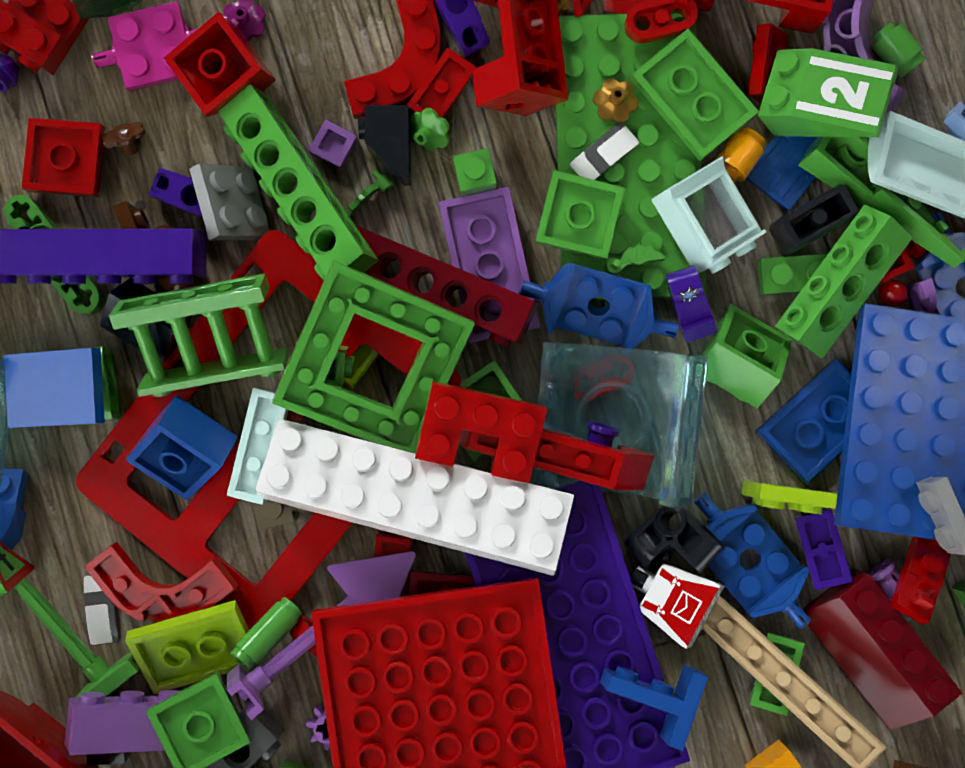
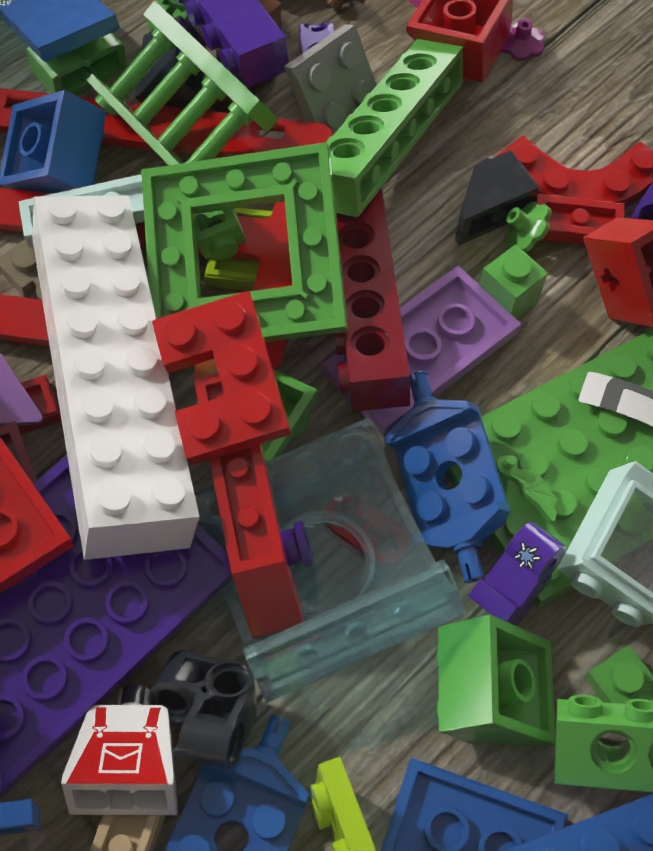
camera: 60 degrees right, 25 degrees down
(333, 144) = (452, 157): medium lavender tile -> none
(383, 183) = (420, 204): bright green piece -> none
(579, 215) = (539, 401): bright green plate -> none

